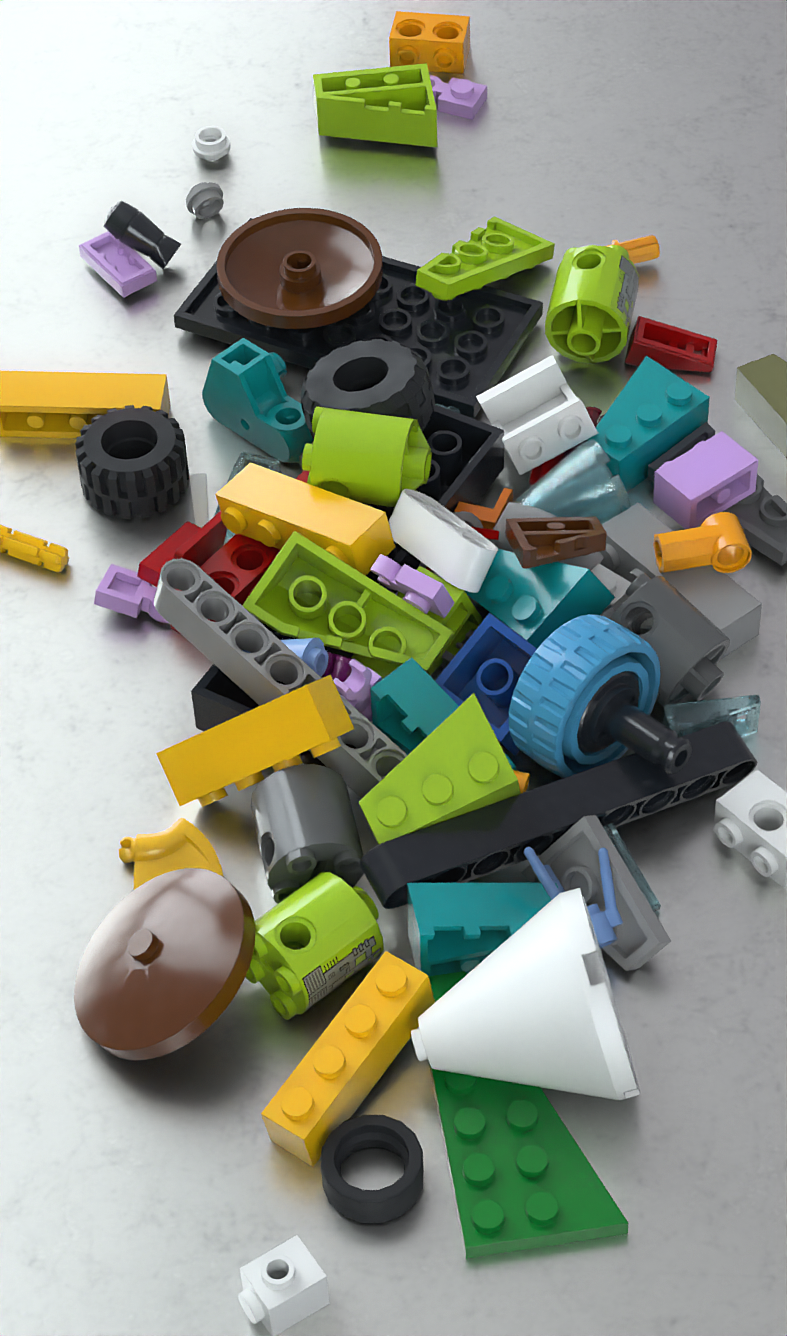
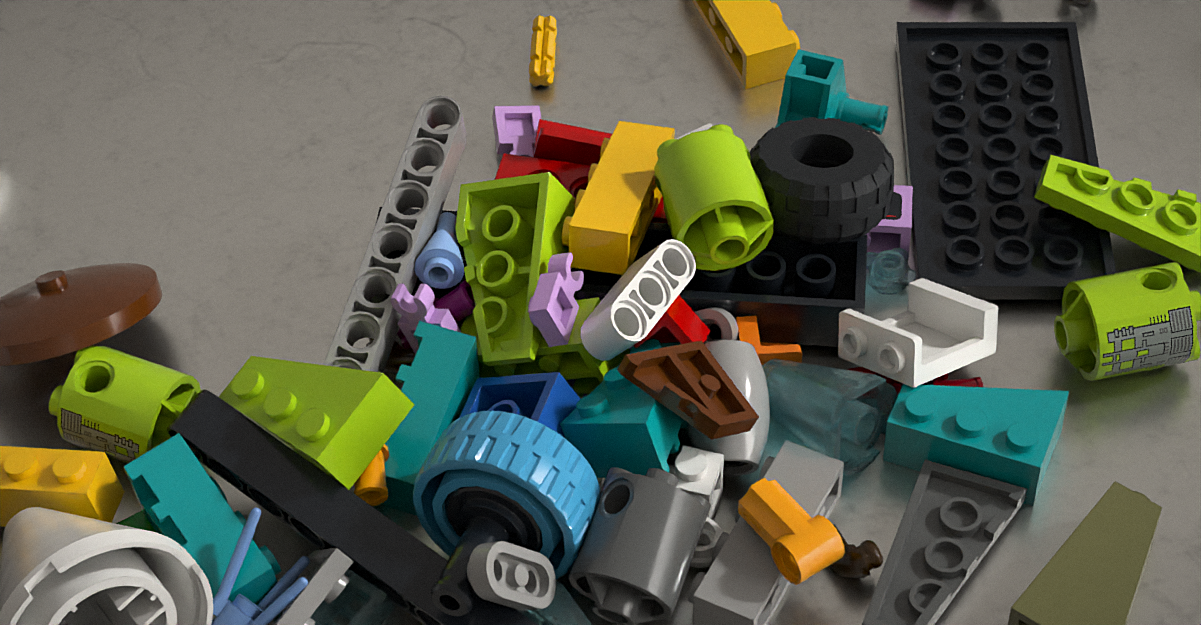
camera: 65 degrees right, 0 degrees up
(132, 461) = (677, 69): black tyre -> none
(167, 851) = (211, 297): yellow arm -> none
(256, 740) = (321, 270): yellow brick -> none
(299, 268) = (998, 72): reddish brown dish -> none
(305, 828) = (267, 329): dark grey cylinder -> none
(670, 346) = (1142, 390): red slope -> none
(675, 712) = (511, 576): none -> light grey plate
(705, 480) = (908, 508): lavender brick -> none

